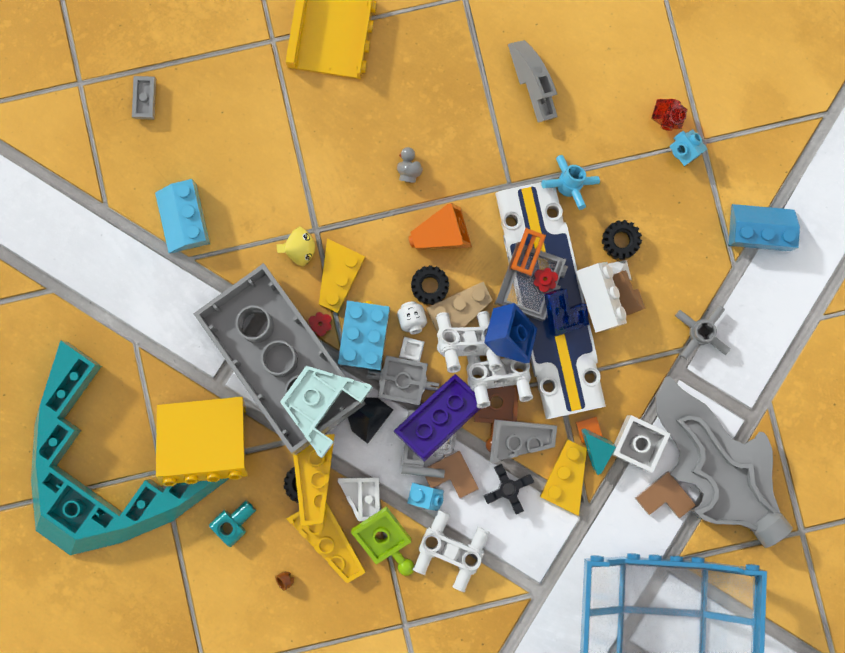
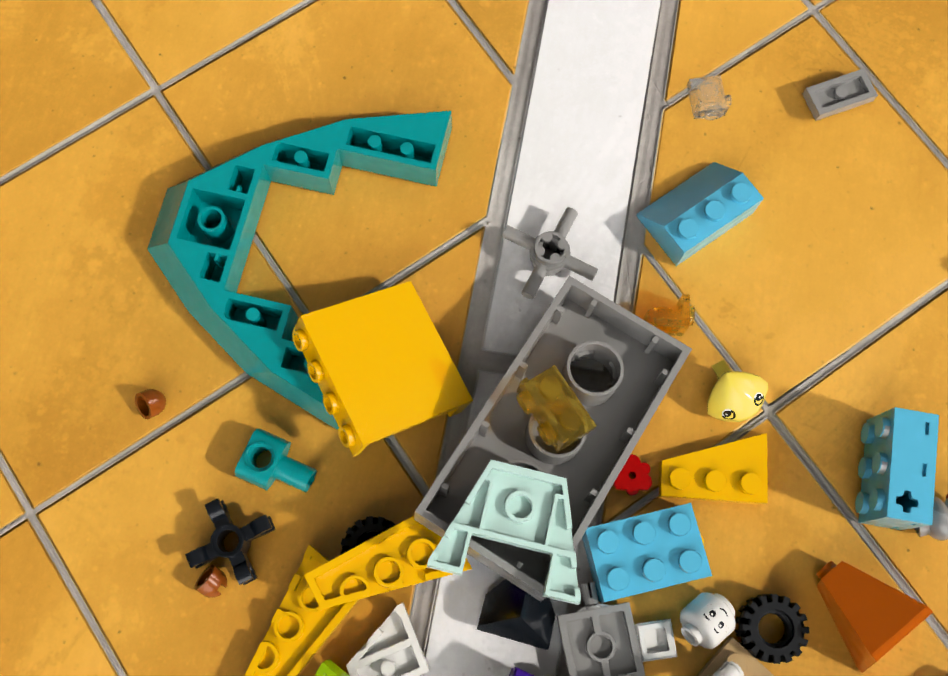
camera: 70 degrees right, 10 degrees down
(112, 177) = (708, 97): none -> clear bracket
(168, 582) = (150, 403): none -> dark orange hinge
(180, 316) = (556, 242): none -> light grey bar
(241, 266) = (673, 322): none -> clear yellow bracket
(265, 355) = (555, 408): none -> clear yellow bracket
(268, 579) = (221, 518): none -> black pin
(374, 179) = (898, 469): none -> medium azure piece

